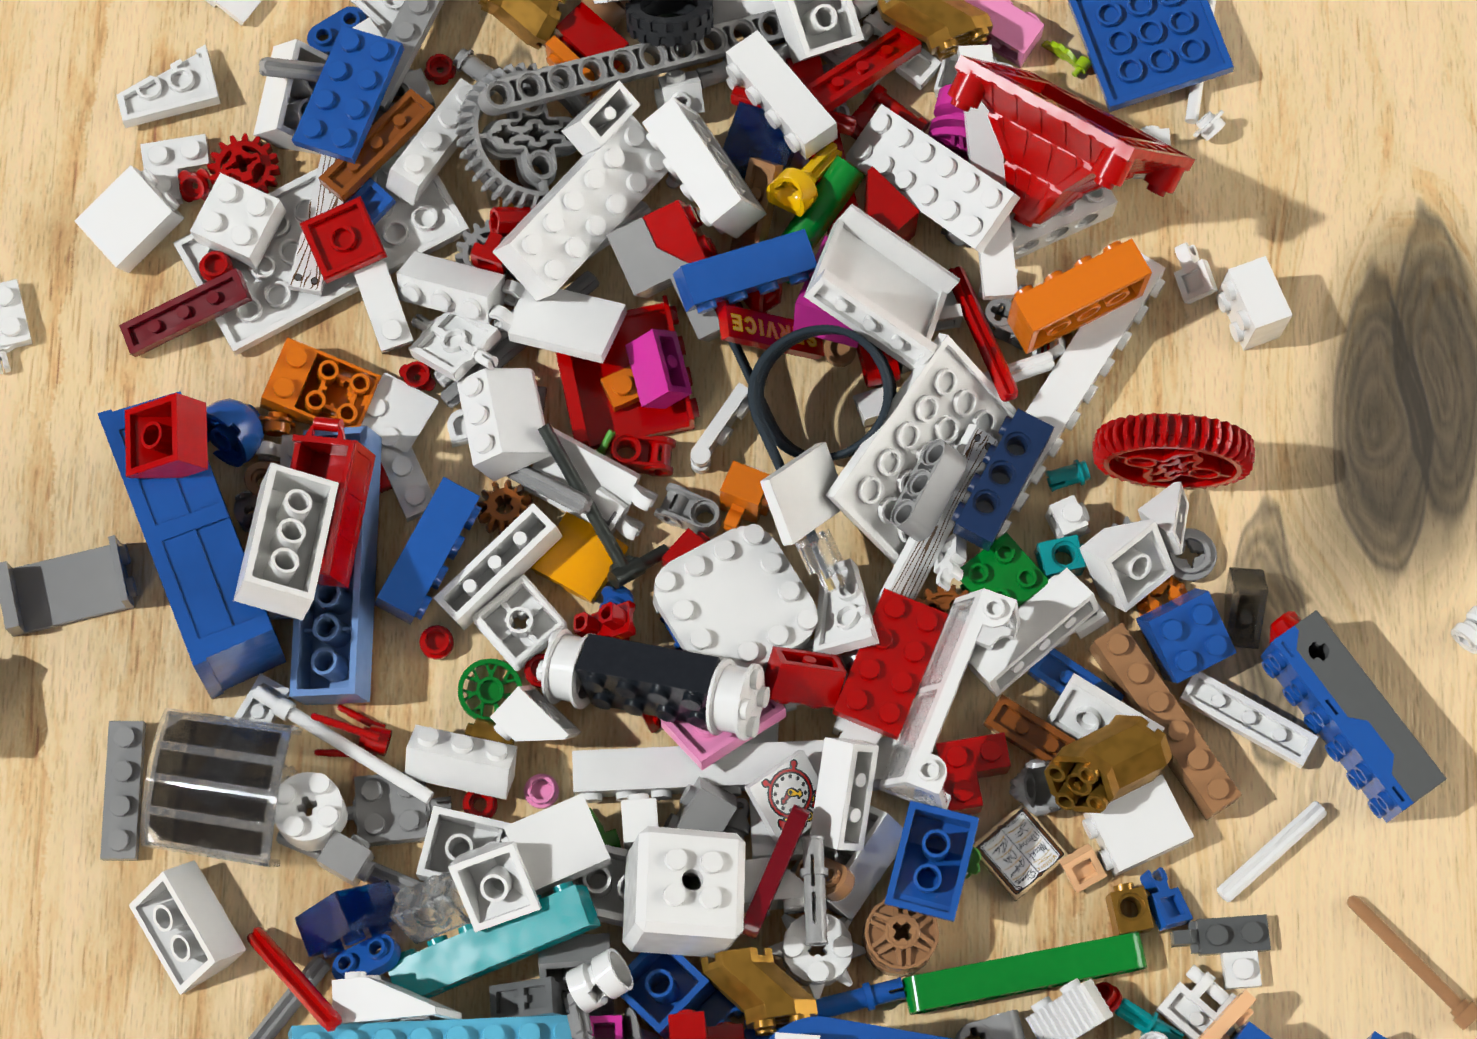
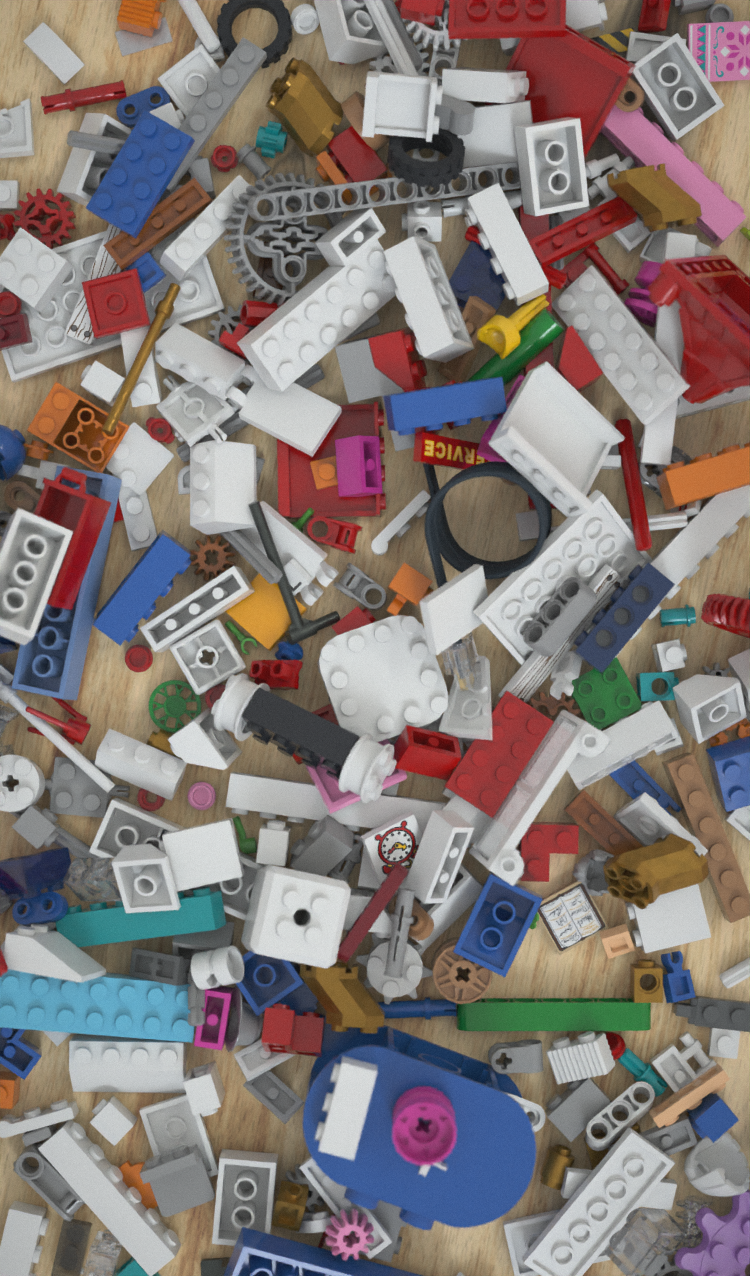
camera: 10 degrees right, 15 degrees up
(267, 32) = (83, 97): none -> red pin
(345, 333) = (102, 382): none -> white brick
(399, 241) = (163, 311): none -> pearl gold bar
(490, 39) = (271, 139): none -> teal gear
(555, 595) = (240, 636): none -> bright green hand

